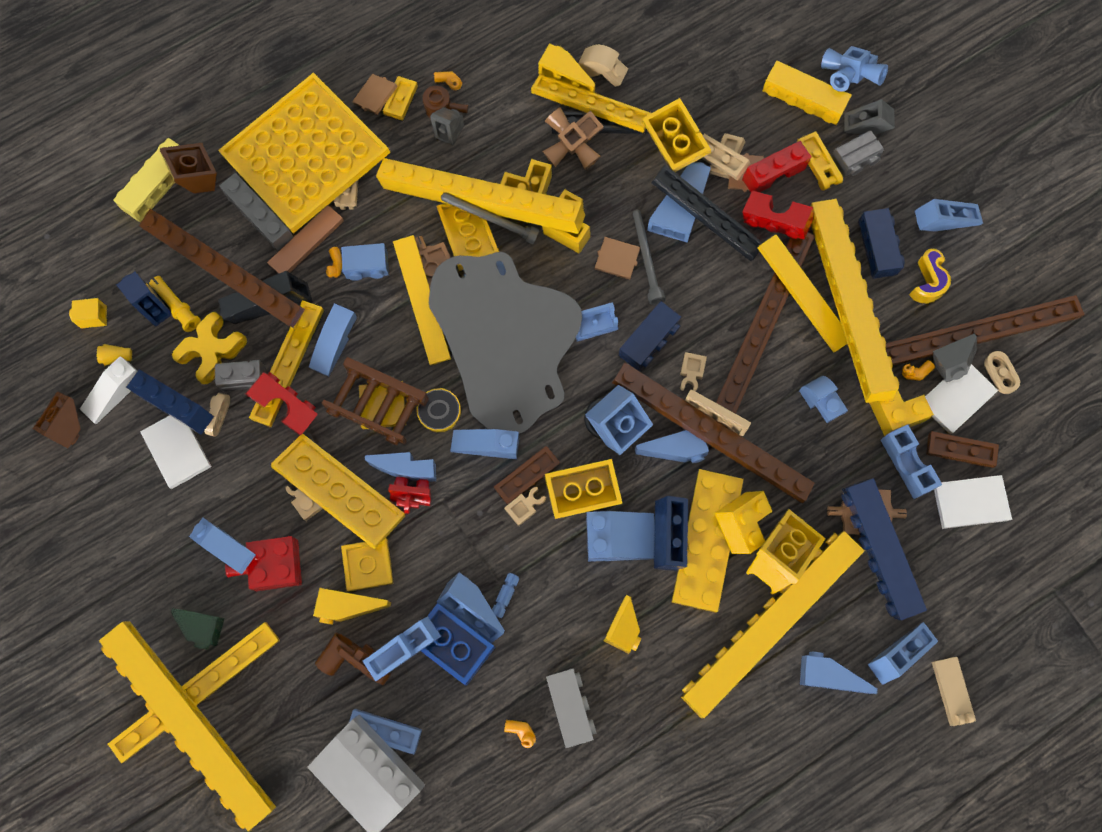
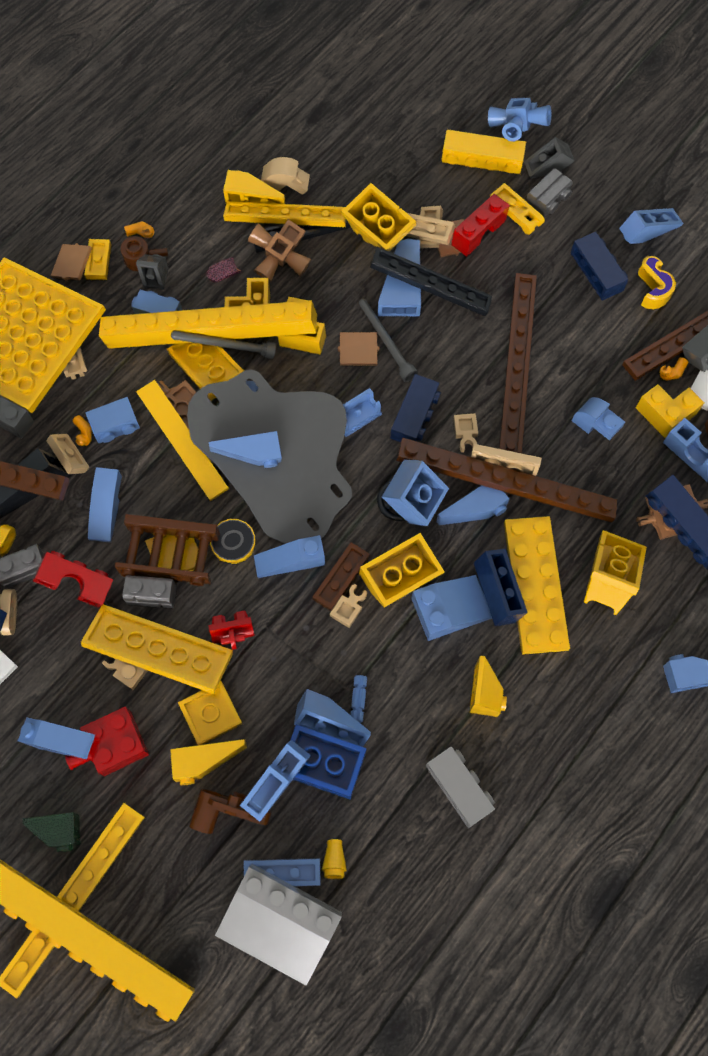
camera: 20 degrees left, 5 degrees down
(289, 359) = (65, 538): yellow plate -> none
(306, 241) = (46, 418): nougat tile -> none
(314, 281) = (67, 453): none -> tan plate
(347, 435) = (149, 591): none -> flat silver brick
(403, 466) = (214, 604): medium blue slope -> none
(434, 735) = (334, 860): none -> yellow cone
(436, 158) = (152, 303): none -> medium blue brick
(485, 331) = (254, 449): none -> medium blue slope
(514, 142) = (222, 270): none -> clear pink piece
(523, 731) = (421, 825): light orange arm -> none
(740, 521) = (562, 554): yellow brick -> none
(771, 625) = (623, 647): yellow brick -> none
(793, 222) = (512, 269): red arch -> none
(804, 292) = (546, 329): yellow tile -> none
(853, 303) = (594, 323): yellow brick -> none

